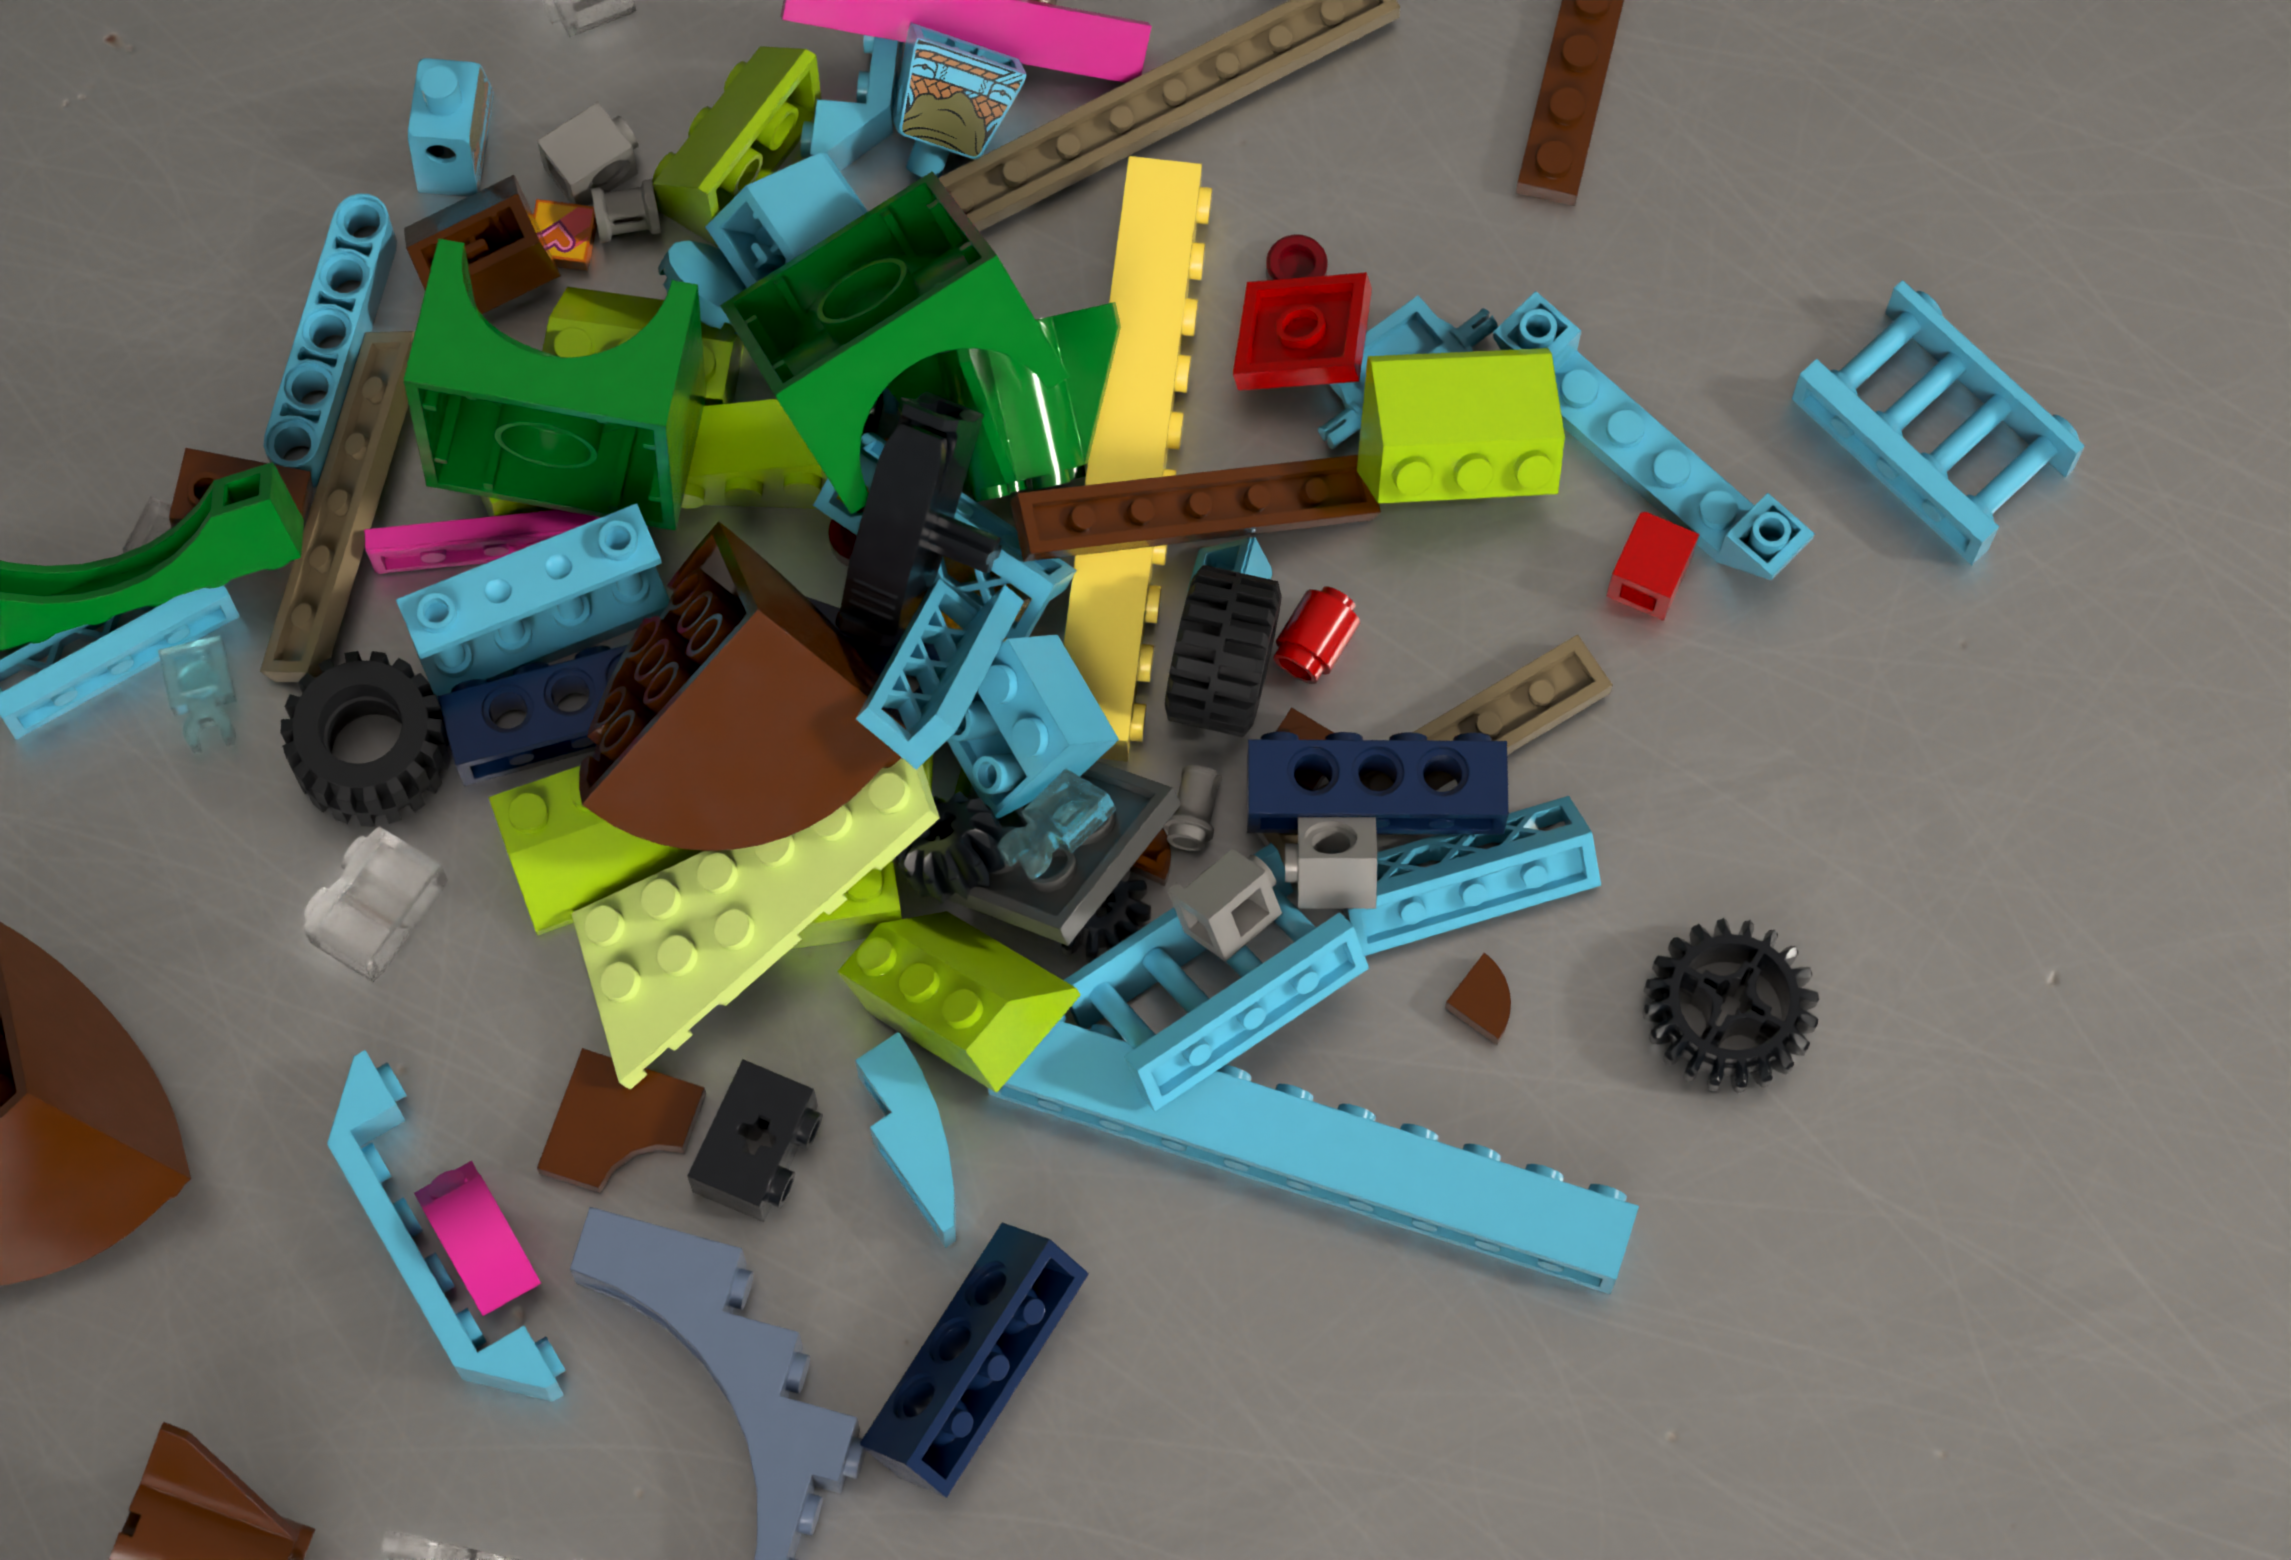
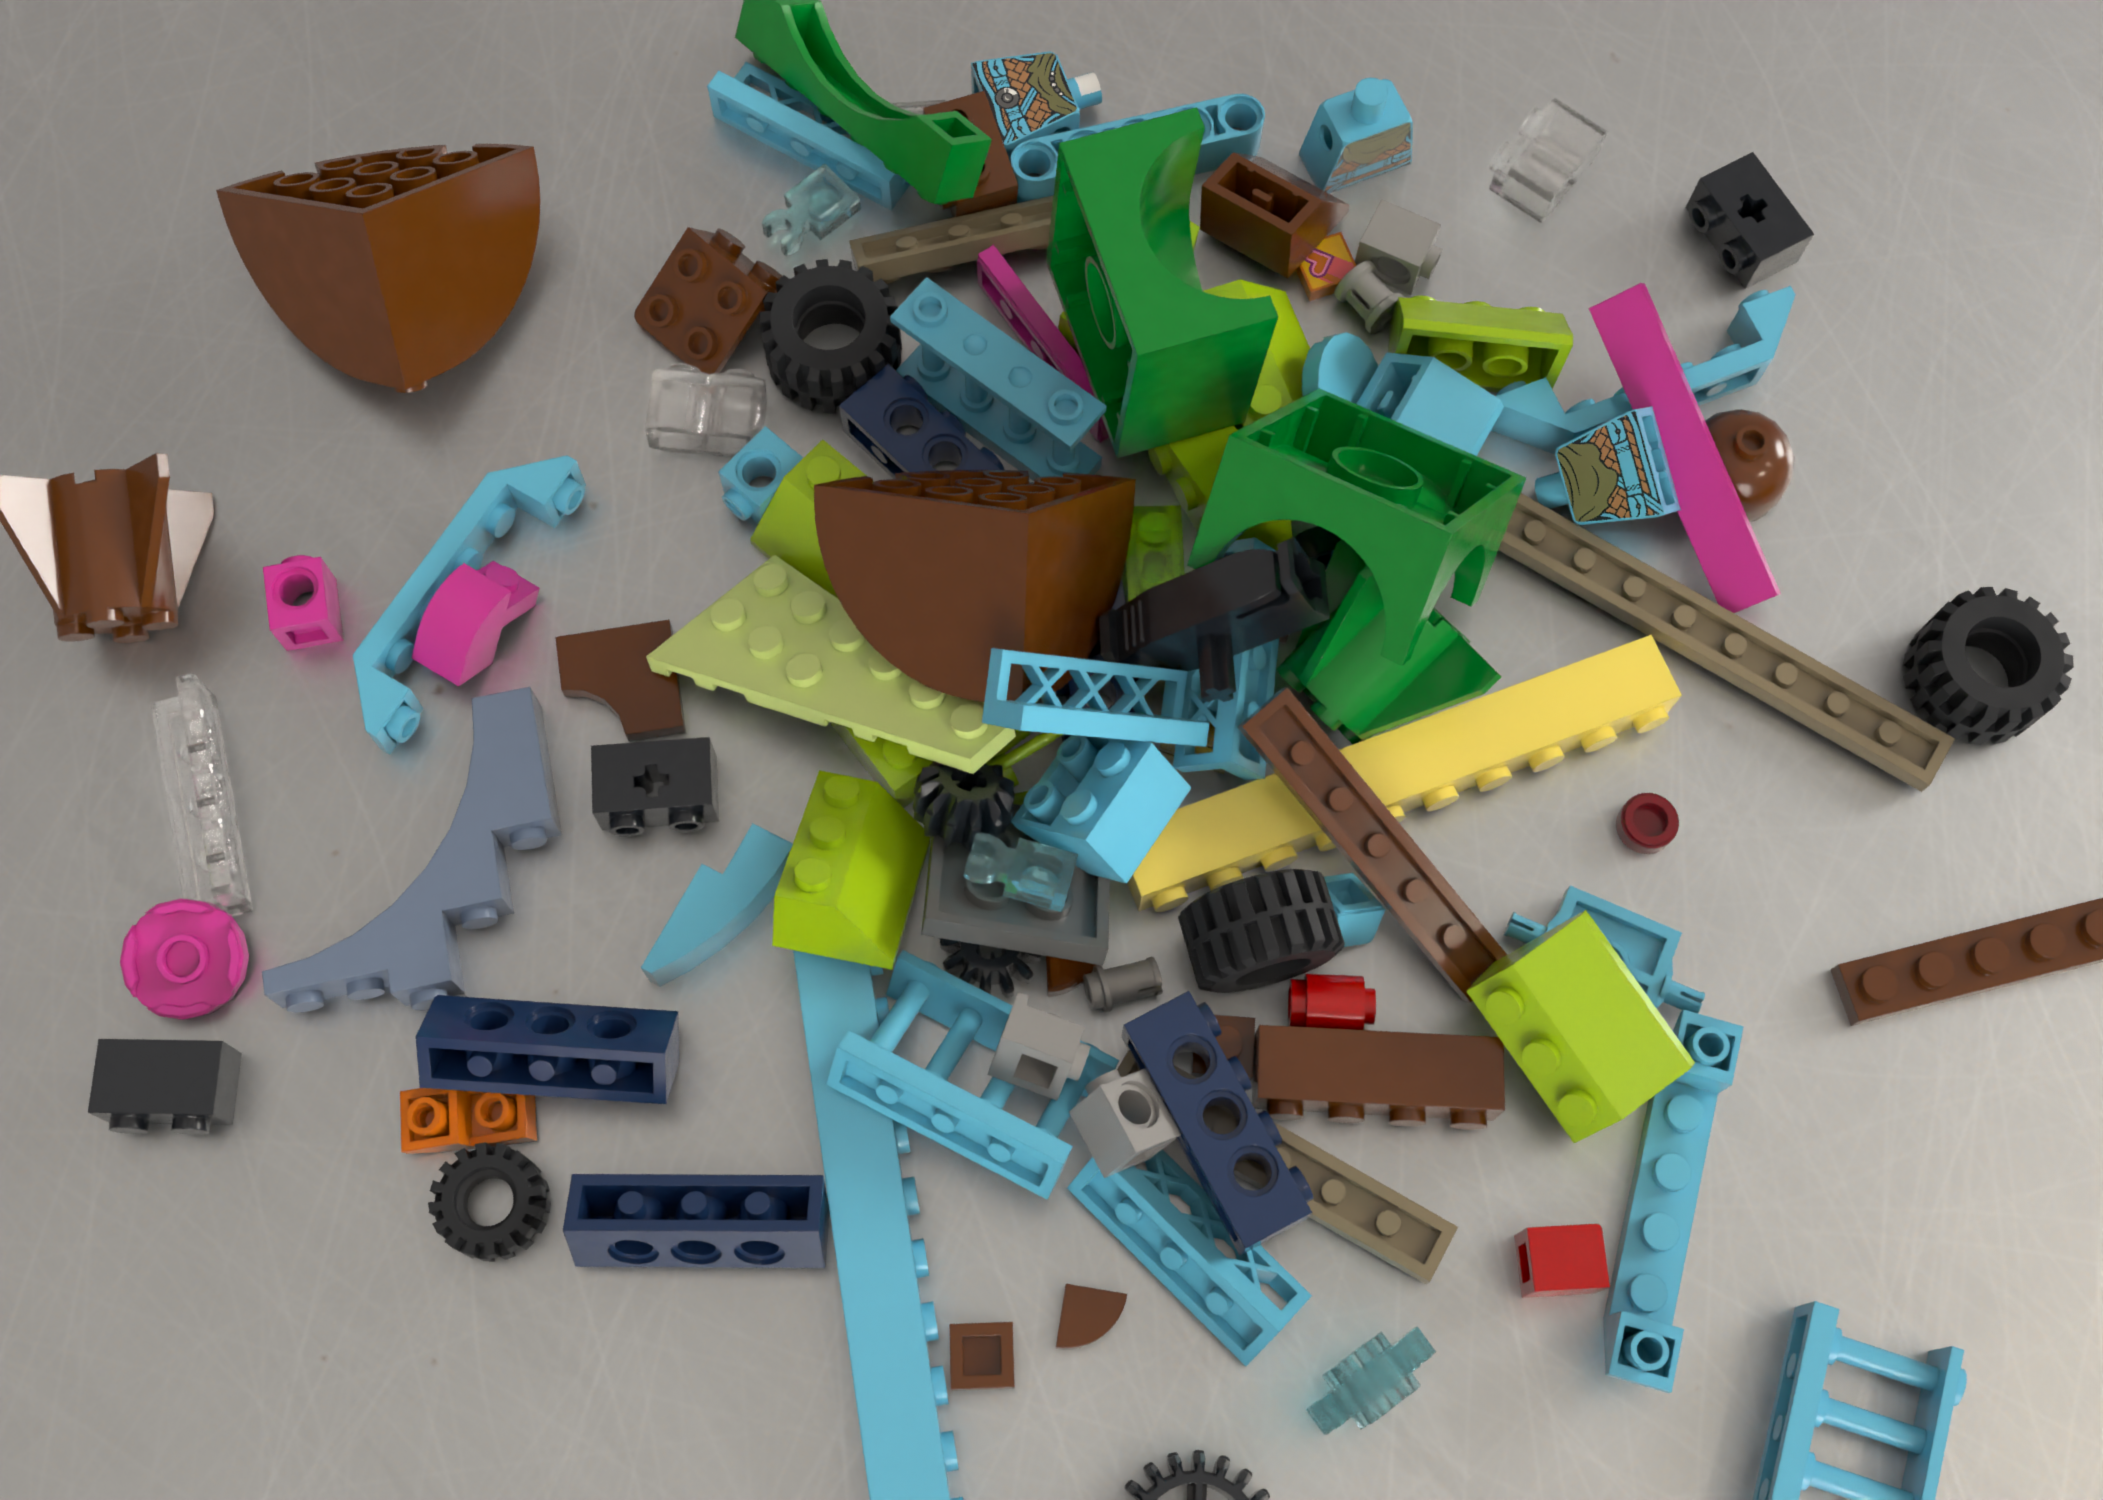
camera: 60 degrees right, 0 degrees up
(209, 408) = (1033, 96): none -> torso
(247, 842) = (705, 298): none -> reddish brown bracket
(374, 1420) = (316, 620): none -> dark pink brick
(476, 858) = (760, 457): none -> medium azure brick
(800, 551) = (1154, 549): none -> clear neon green brick
(992, 1481) = (460, 1119): none -> orange slope
(1081, 1449) = (460, 1179): none -> black tyre
(1217, 1296) = (697, 1220): none -> dark blue brick
(1302, 331) = (1588, 853): red plate -> none
(1405, 625) = (1378, 1074): none -> reddish brown brick
(1472, 1107) = (981, 1356): none -> reddish brown plate
(1674, 776) = (1371, 1380): none -> clear light blue gear

